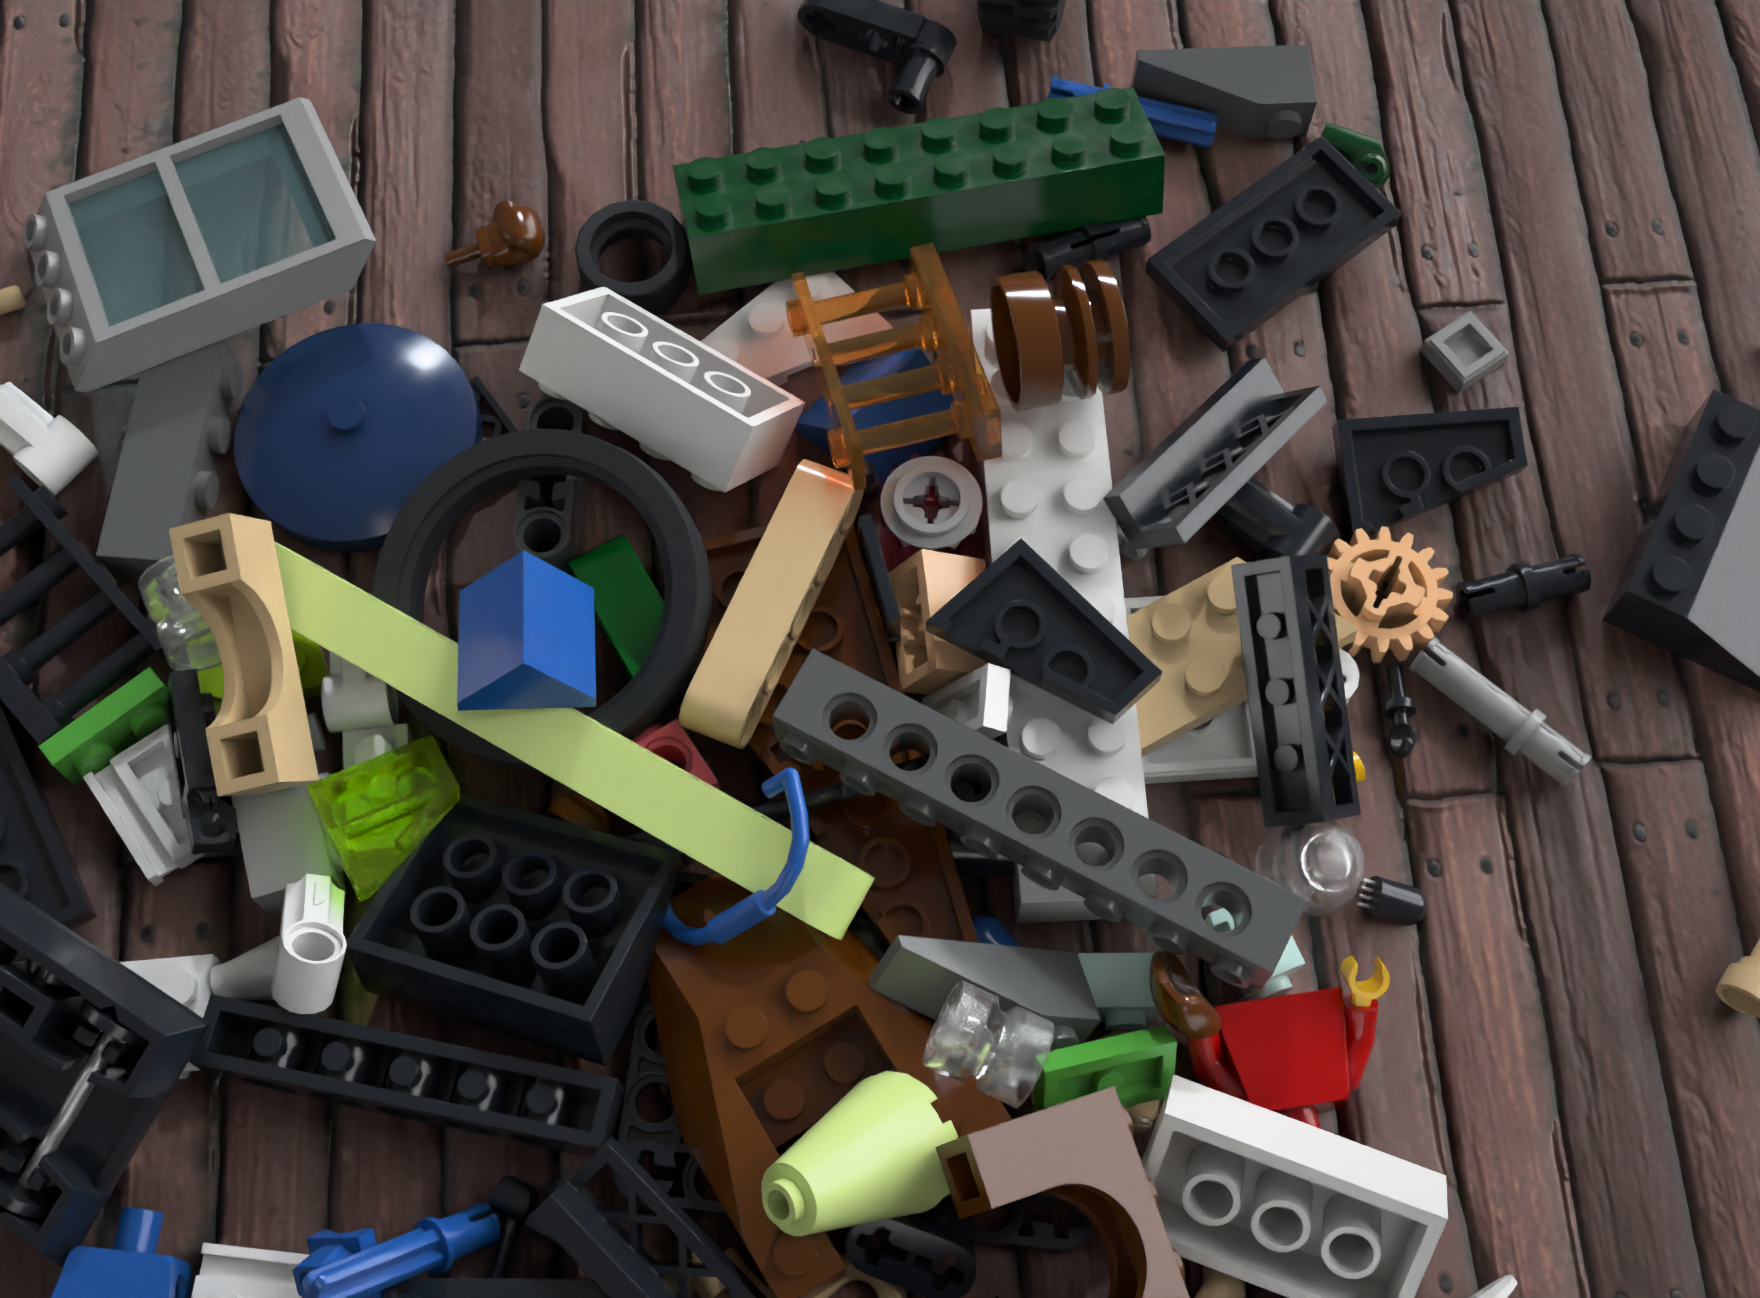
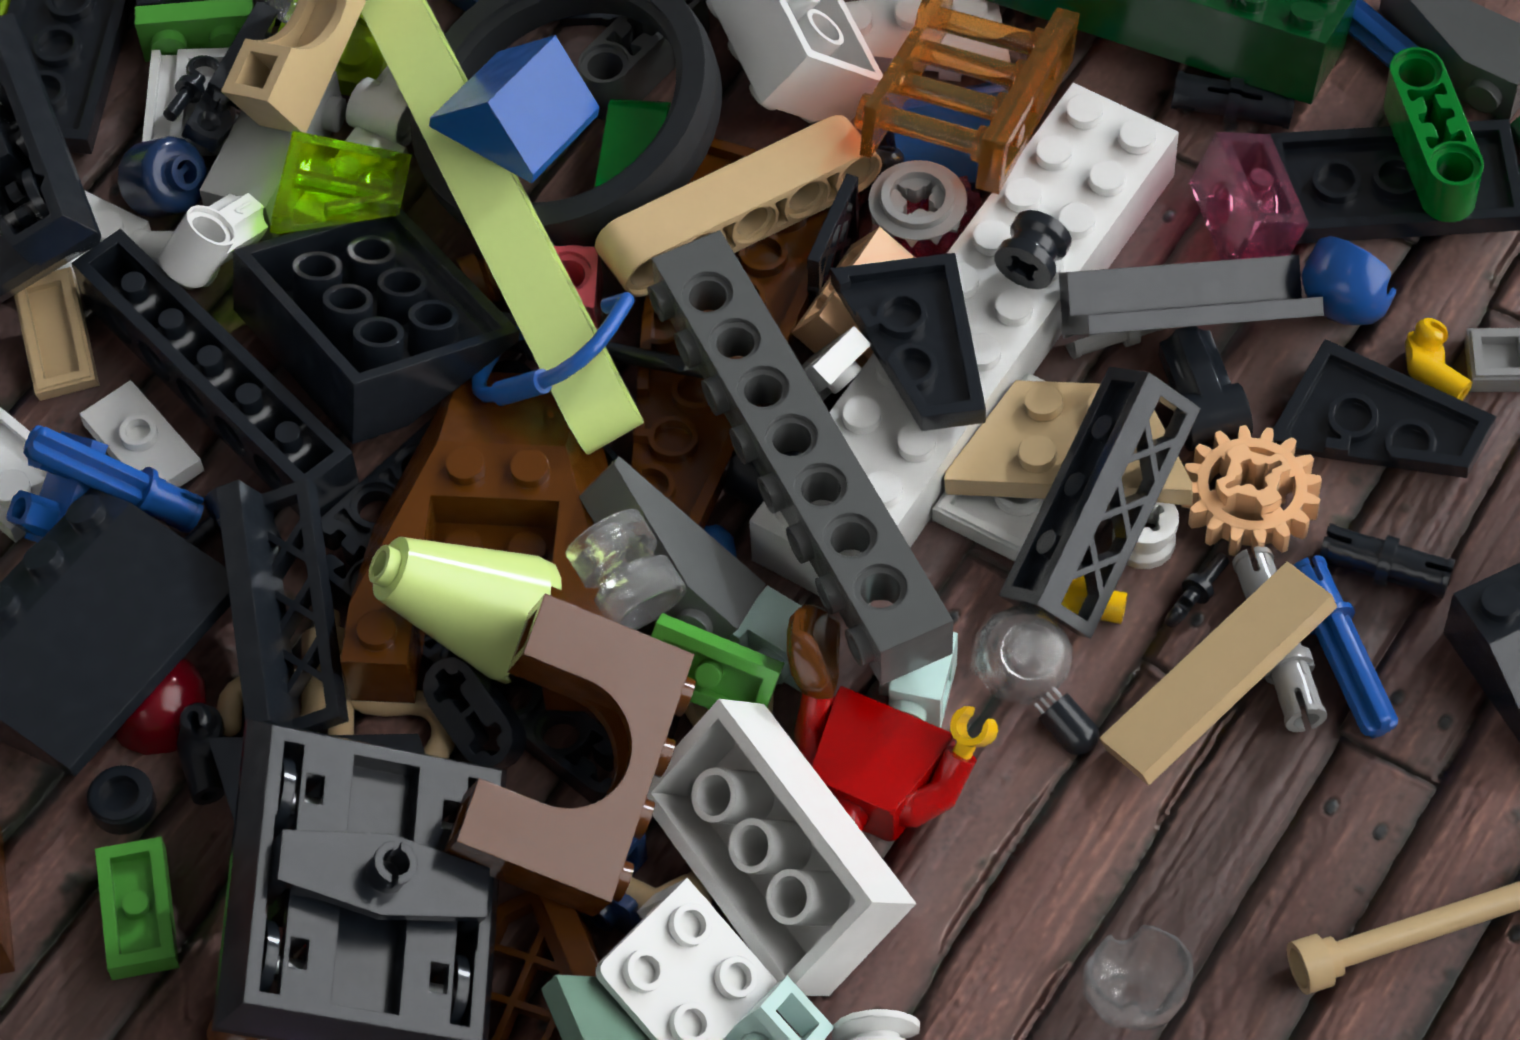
camera: 40 degrees right, 10 degrees down
(156, 795) = (189, 86): none -> black hand
(197, 903) = (161, 177): none -> dark blue head
(215, 1135) = (56, 336): none -> tan tile
(375, 1181) = (141, 435): none -> white plate
(1073, 333) = (1092, 114): reddish brown wheel -> none
(1080, 493) = (1032, 250): none -> black wheel
(1187, 331) = (1247, 197): none -> clear pink brick
(1290, 185) = (1433, 134): none -> green beam
(1317, 357) = (1349, 282): none -> blue hair
(1416, 390) = (1427, 359): none -> yellow arm
(1490, 780) = (1218, 673): none -> tan tile
(1551, 686) = (1349, 658): none -> blue axle
(1644, 1103) = (1138, 979): none -> clear hair

